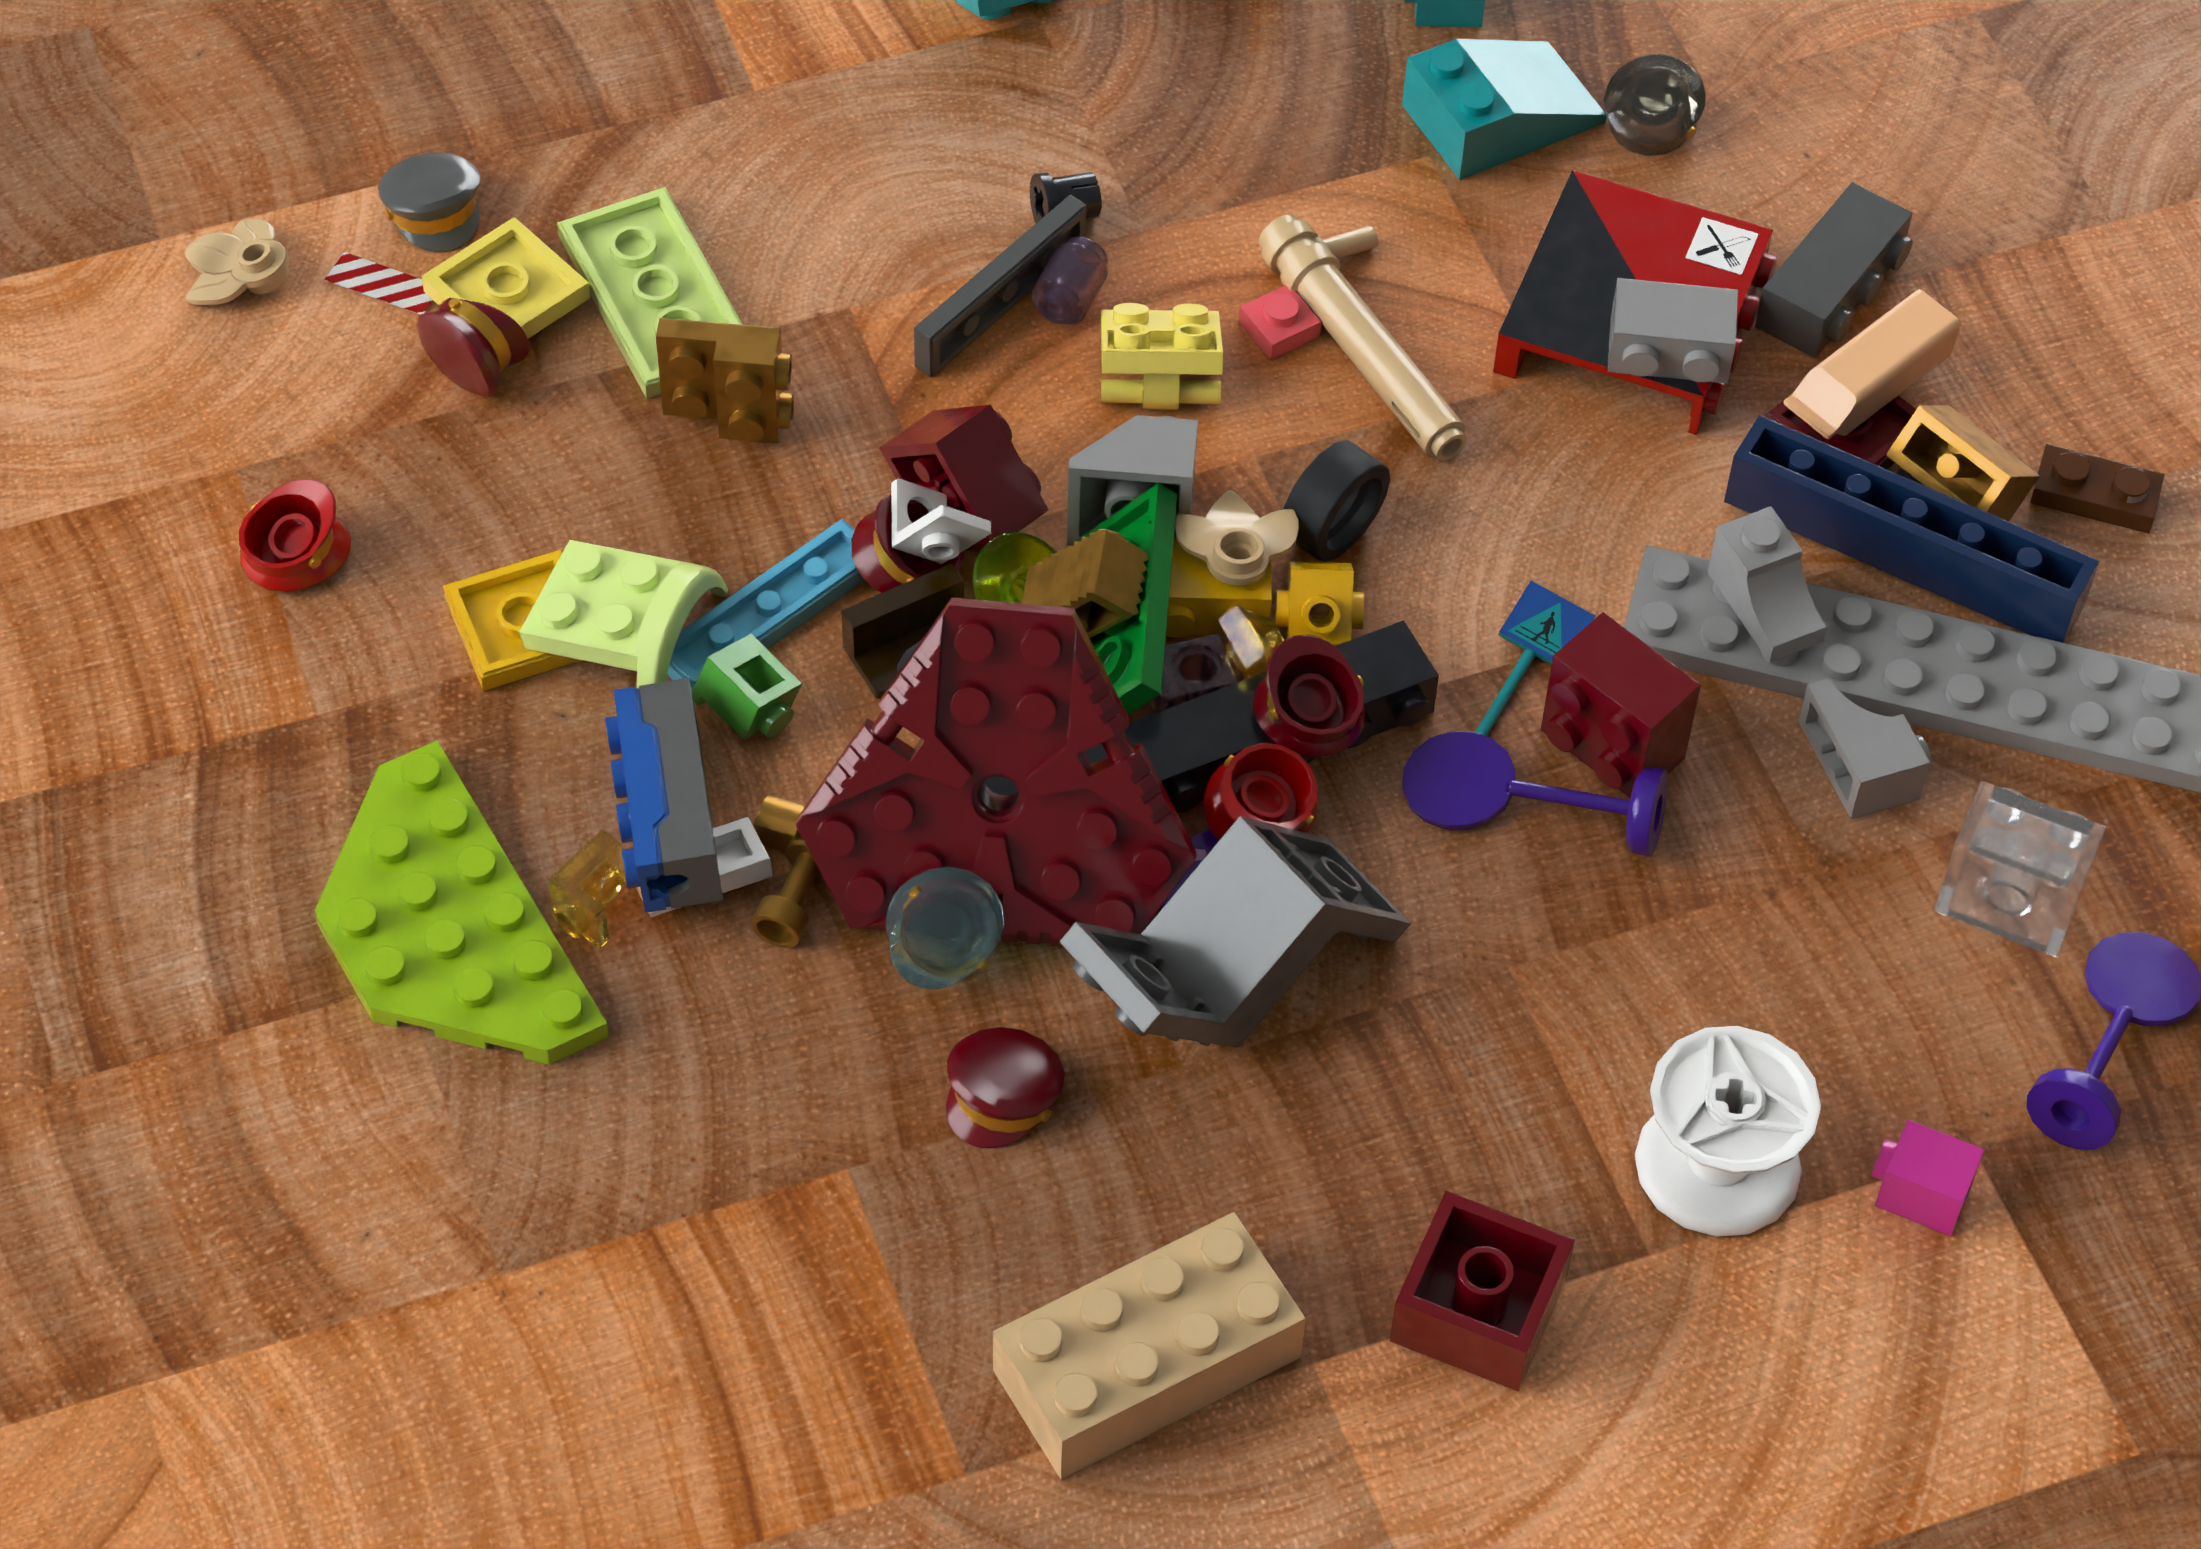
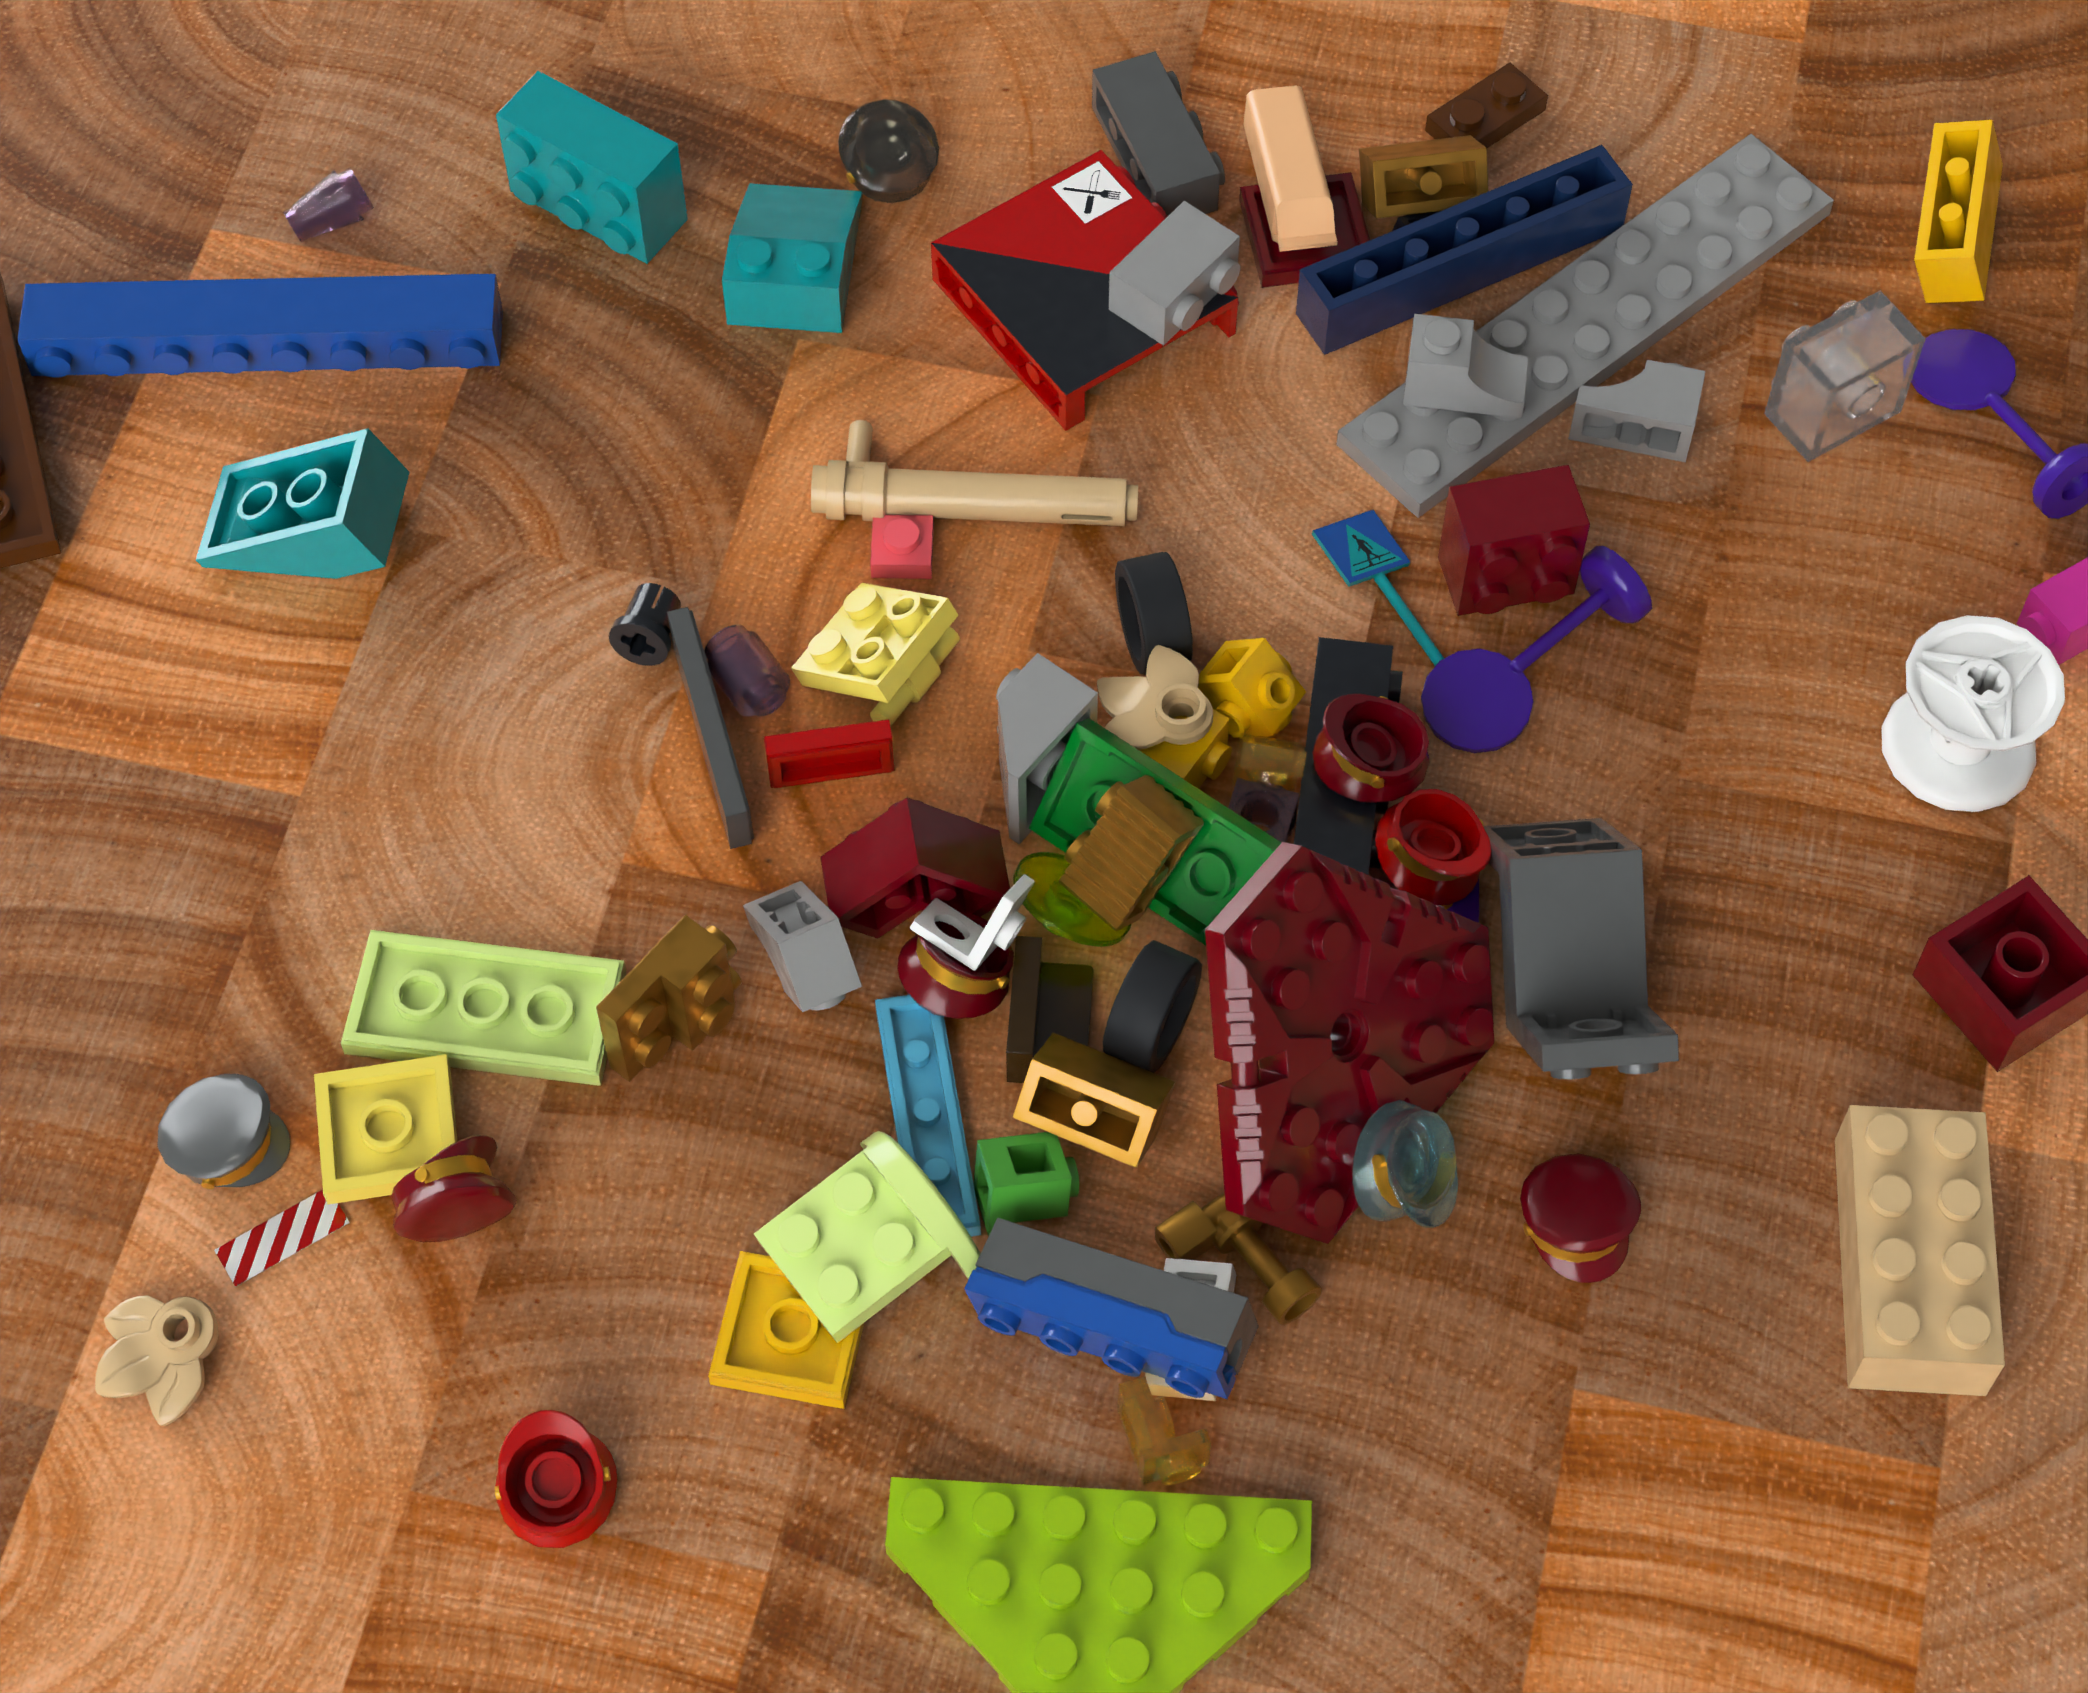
camera: 55 degrees left, 5 degrees up
(840, 682) = (1093, 1099): none -> pearl gold brick
(843, 444) = (804, 946): none -> light grey arch
(1037, 371) = (829, 753): none -> red tile

